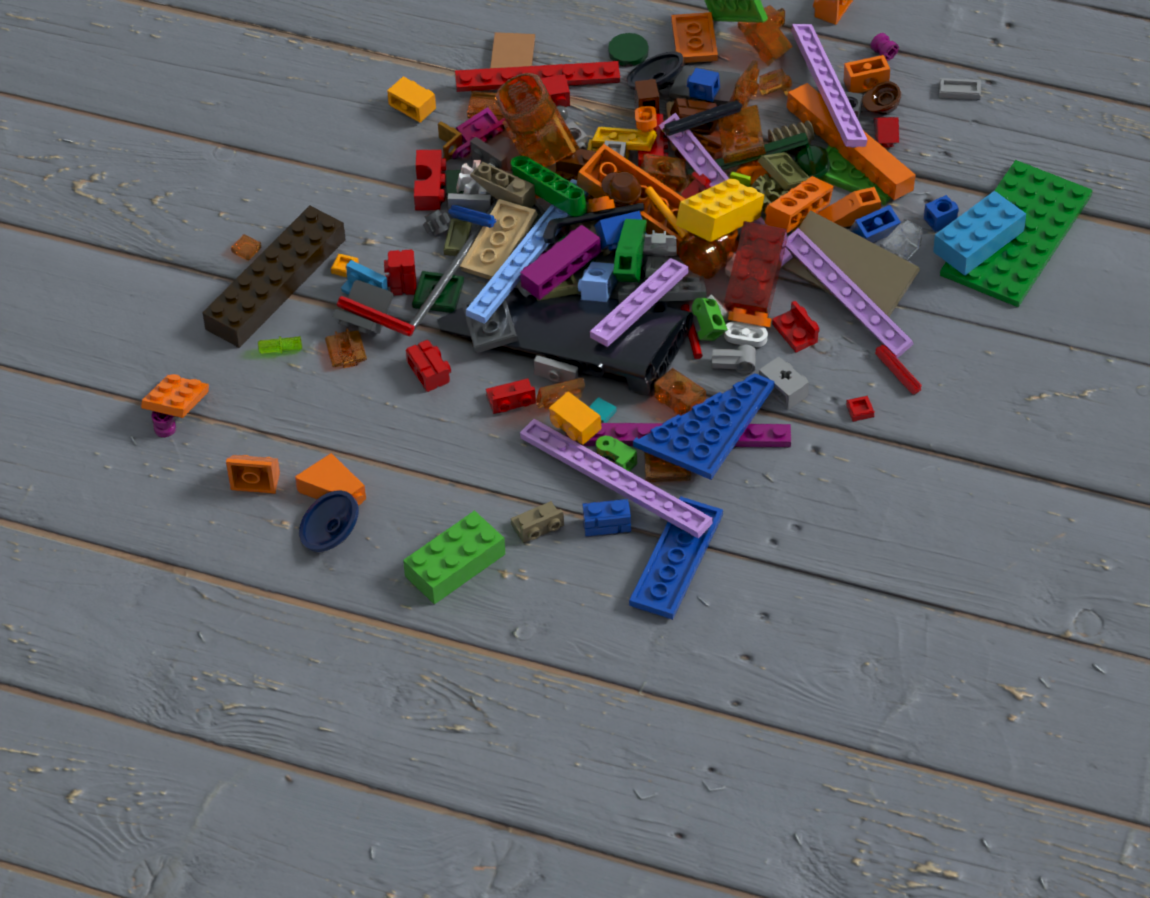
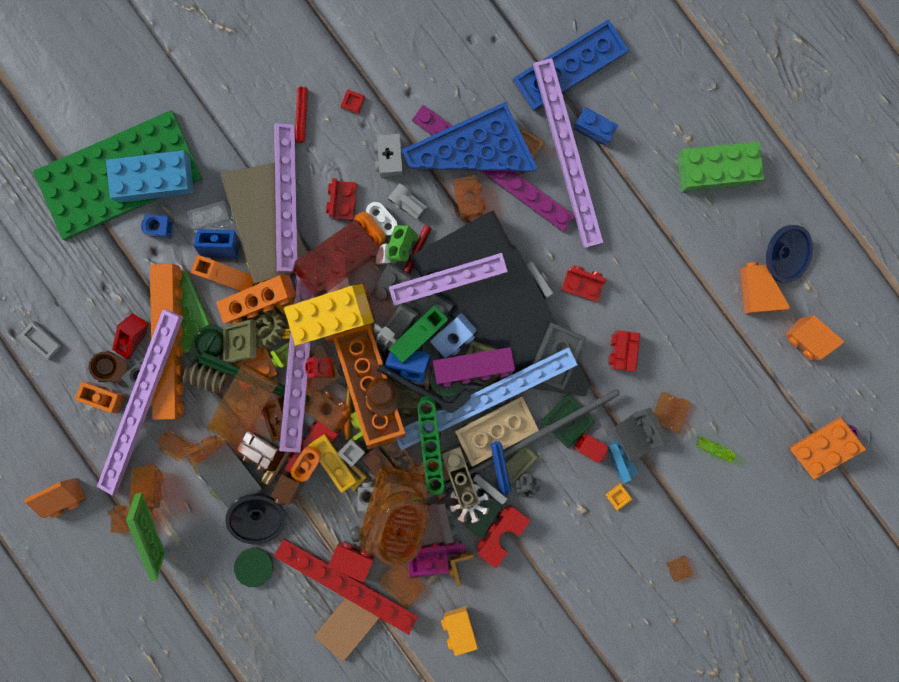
camera: 145 degrees left, 35 degrees up
(273, 276) = (681, 519): dark brown brick -> none
(375, 316) = (636, 420): red axle -> none
(537, 522) = (640, 161): dark tan bracket -> none
(550, 394) = (555, 250): clear orange plate -> none
(575, 418) = (565, 214): light orange brick -> none
(600, 203) = (408, 395): orange plate -> none
(604, 409) = (530, 226): teal tile -> none
(617, 452) = (548, 179): bright green leg -> none
(665, 211) = (363, 353): light orange bar -> none
(695, 37) = (195, 540): orange plate -> none
(702, 117) = (264, 431): black axle -> none
(703, 84) = (234, 470): blue brick -> none
(882, 45) = (61, 421): magenta wheel -> none

